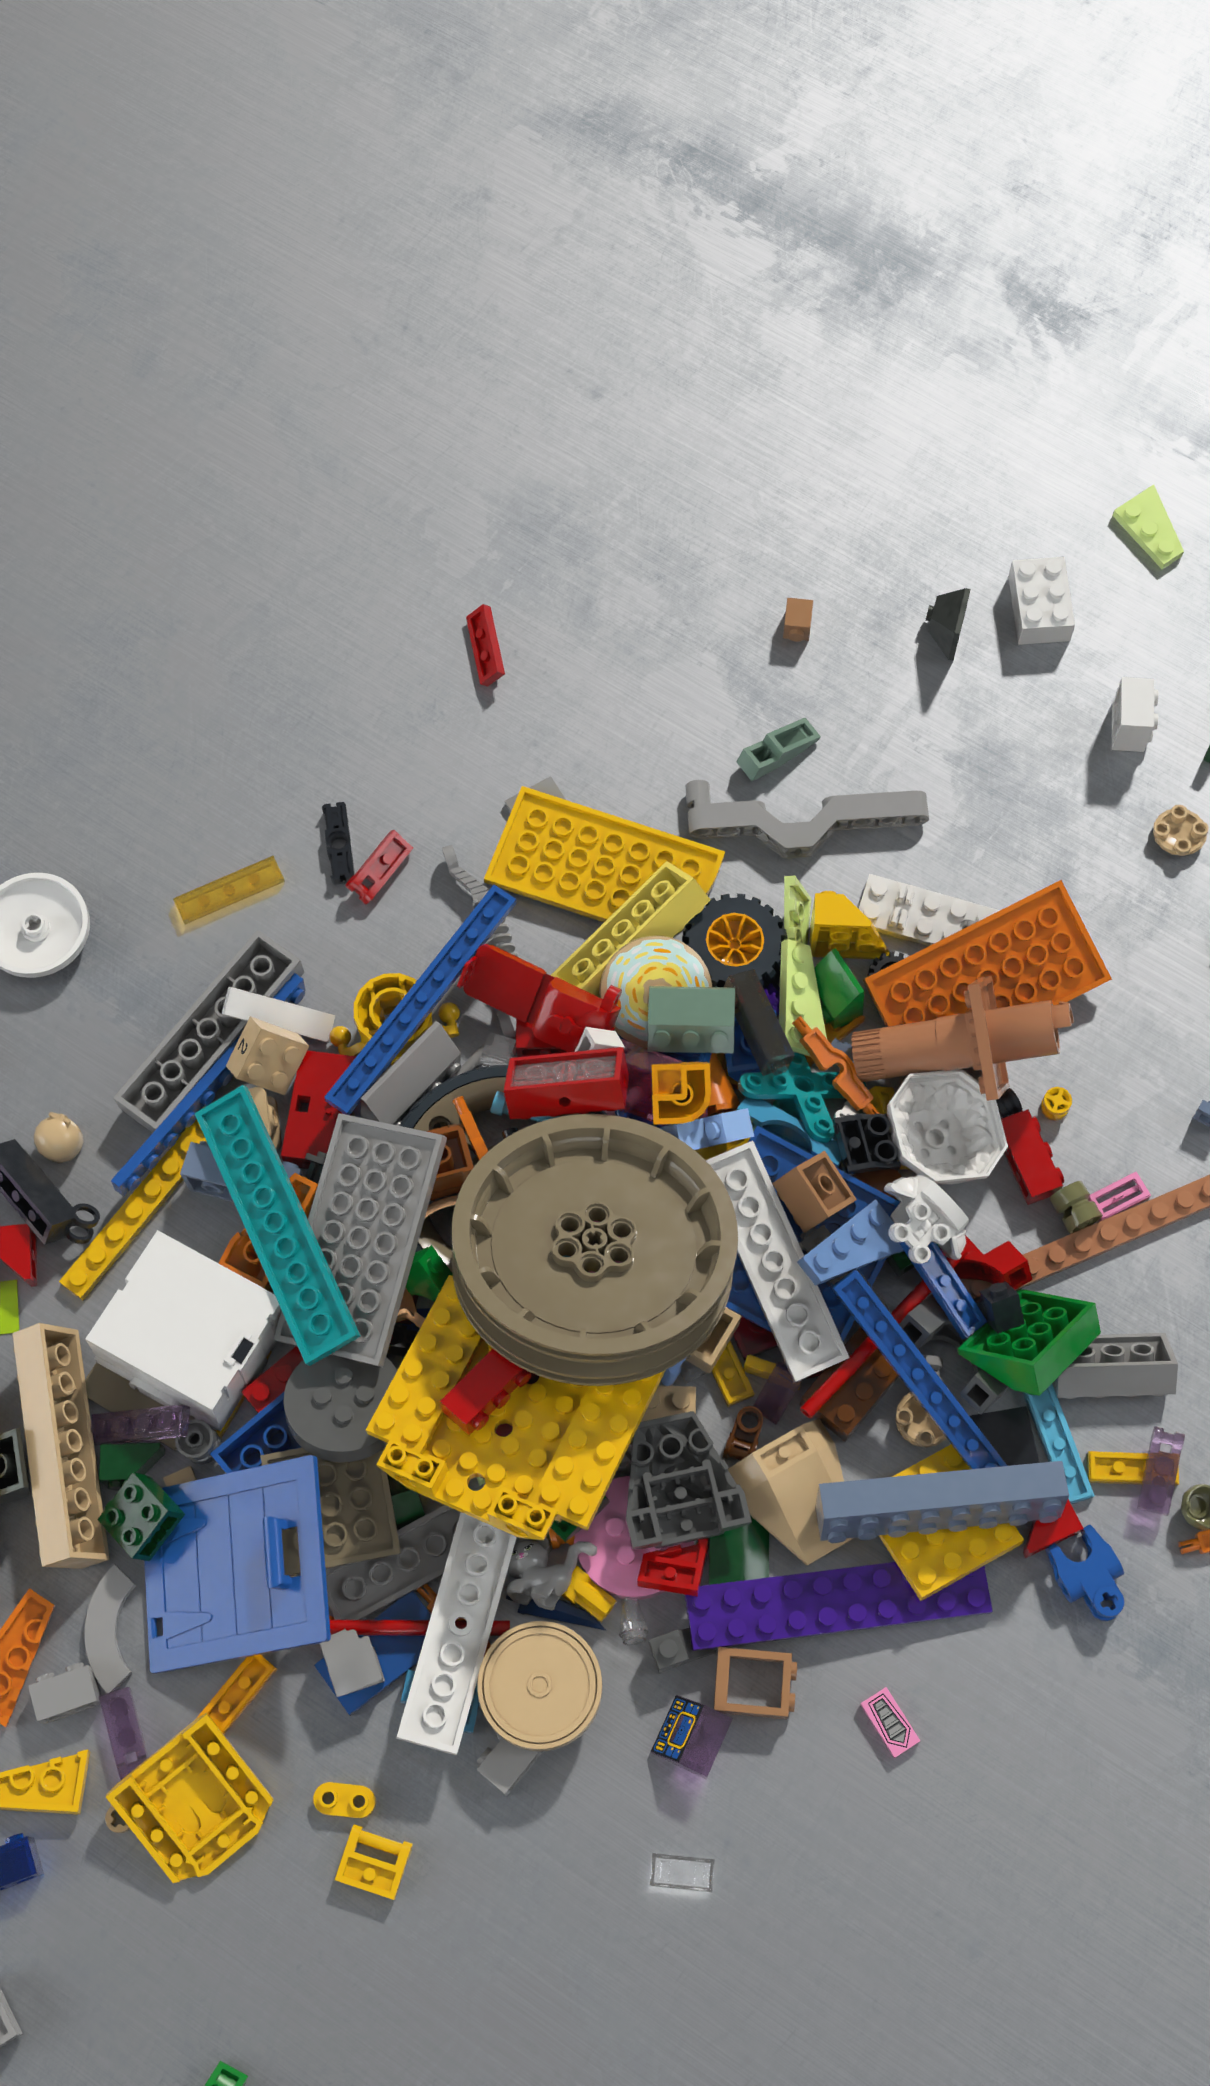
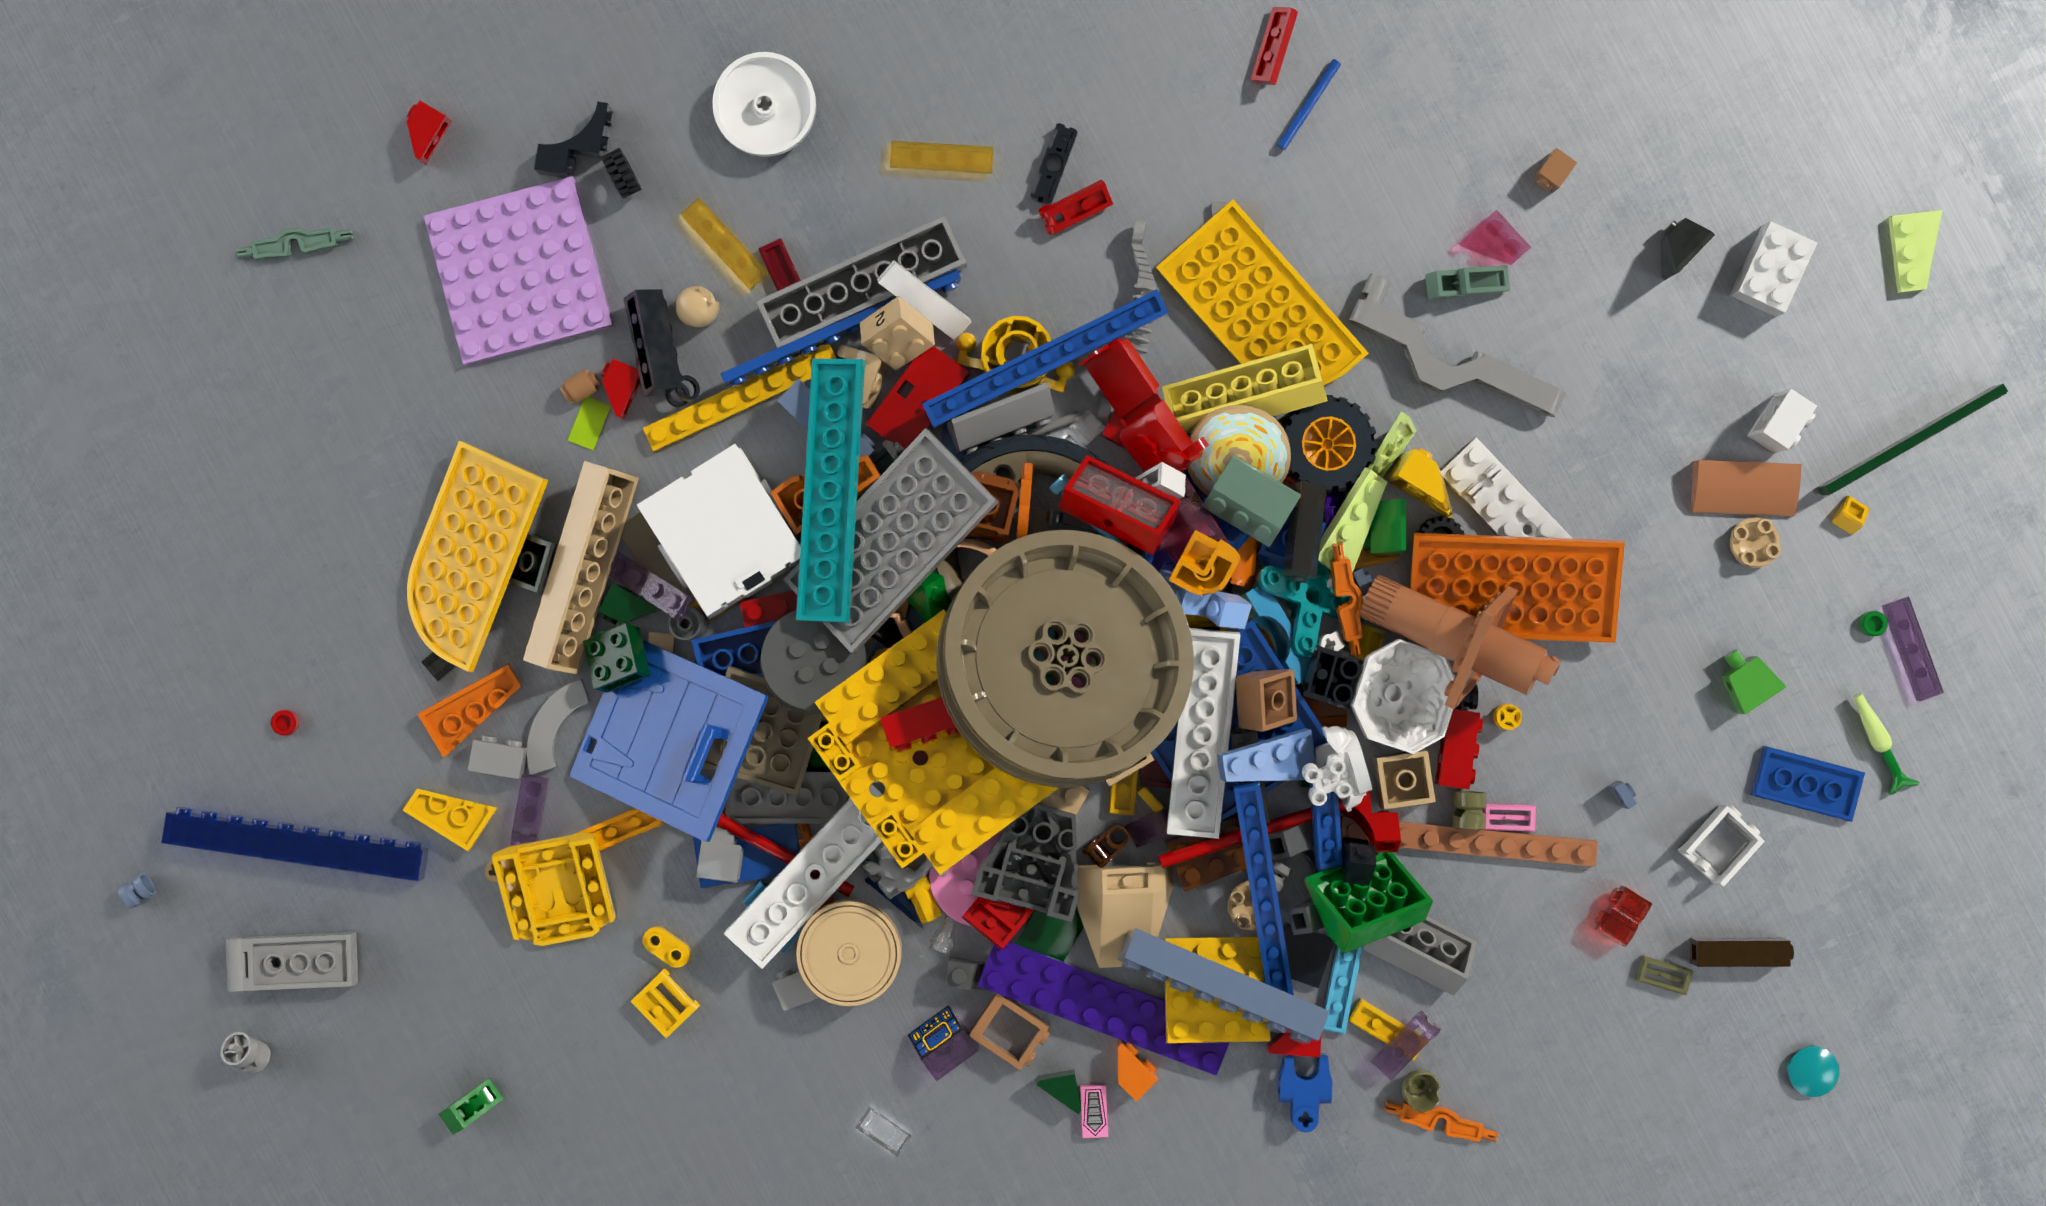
camera: 30 degrees right, 20 degrees up
(57, 1070) = (724, 243): none -> clear yellow tile
(118, 1059) = (779, 264): none -> dark red tile
(545, 679) = (1309, 104): none -> blue bar
(782, 701) = (1496, 240): none -> clear pink wing
(844, 1713) = (1062, 1087): none -> dark green slope
(904, 1655) = (1132, 1072): none -> orange slope
(996, 1210) = (1403, 779): none -> tan brick
(1139, 790) = (1745, 487): none -> nougat slope

